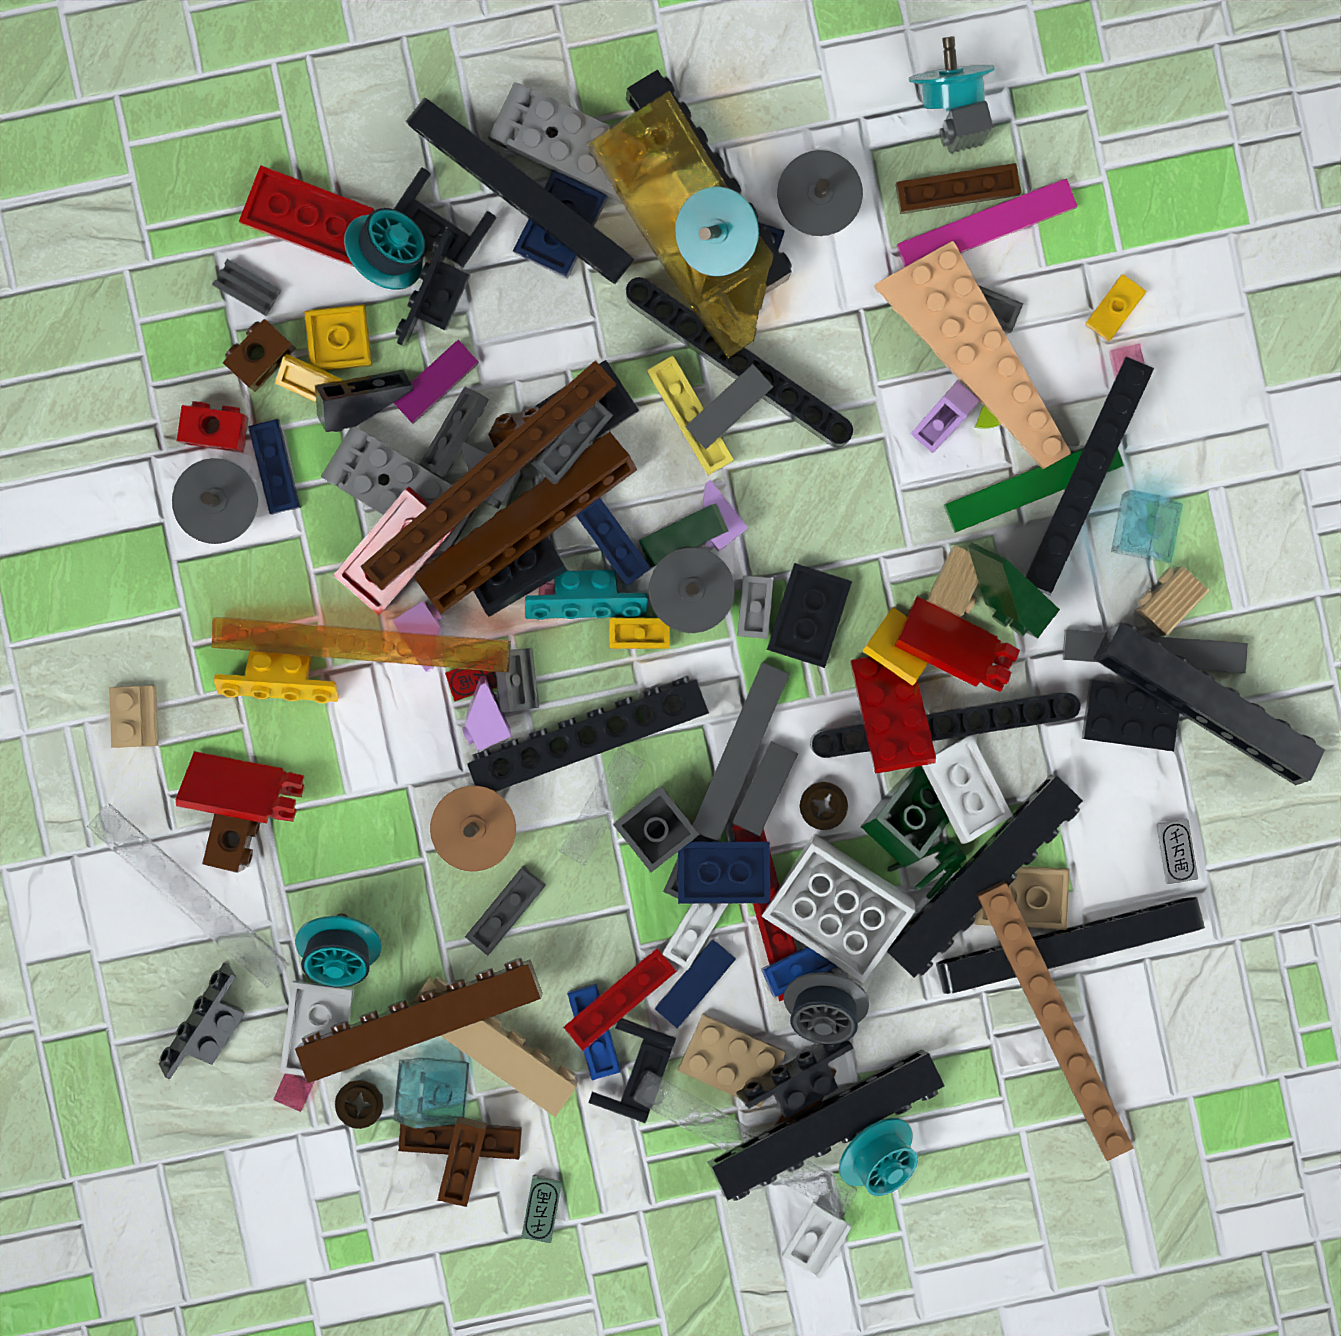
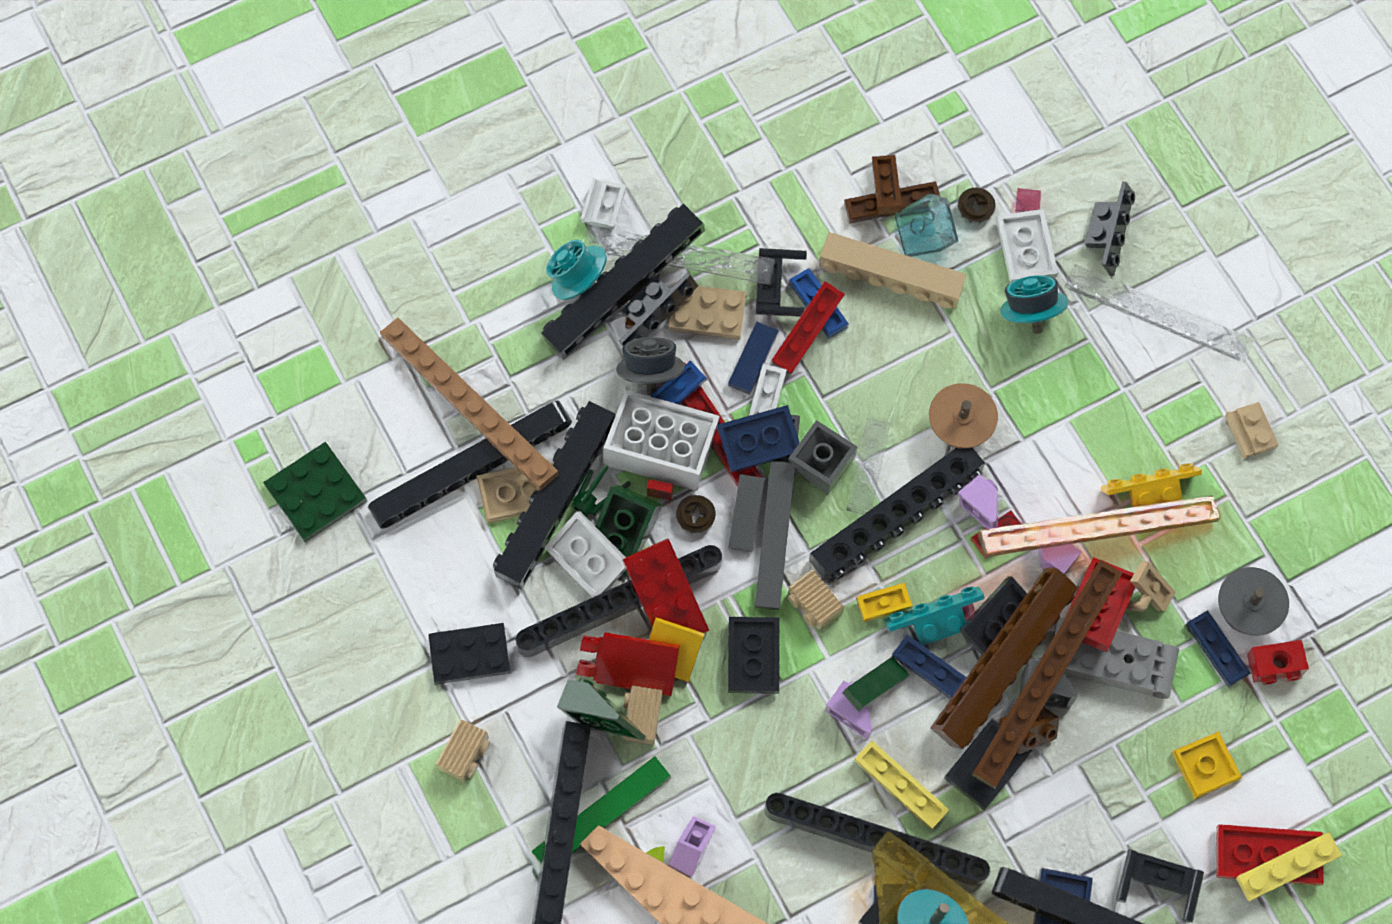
camera: 160 degrees right, 20 degrees down
(220, 852) = (1147, 349): reddish brown brick -> none
(224, 275) = (1317, 788): dark grey tile -> none
(239, 789) = (1152, 396): red tile -> none
(257, 372) = (1254, 741): reddish brown brick -> none
(291, 192) = (1288, 866): none -> light yellow plate
(302, 377) = (1217, 722): yellow tile -> none
(325, 553) = (1152, 587): none -> tan plate
(357, 399) = (1170, 718): black slope -> none
(386, 248) = (1196, 839): teal piece -> none
(418, 1021) = (953, 268): reddish brown brick -> none
(436, 381) = (1116, 753): magenta tile -> none
(437, 294) = (1140, 820): black bracket -> none
(454, 432) = (1086, 715): dark grey plate -> none
(505, 910) = (916, 370): dark grey tile -> none
(518, 686) = (963, 533): flat silver plate -> none
(541, 1209) = (815, 171): sand green tile -> none
(567, 447) = (993, 716): dark grey tile -> none
(691, 590) = (855, 641): dark grey piece -> none
(719, 658) = (815, 600): none -> tan brick
(729, 406) = (873, 796): dark grey tile -> none
(755, 607) = (799, 649): light grey plate -> none
(857, 847) = (659, 489): none -> red tile
(1146, 526) = (497, 805): clear light blue slope -> none
(1177, 851) = (403, 559): light grey tile -> none
(1201, 654) = (465, 707): dark grey tile -> none
(1209, 703) = (411, 674): black brick -> none
(1259, 966) = (315, 491): none -> dark green plate

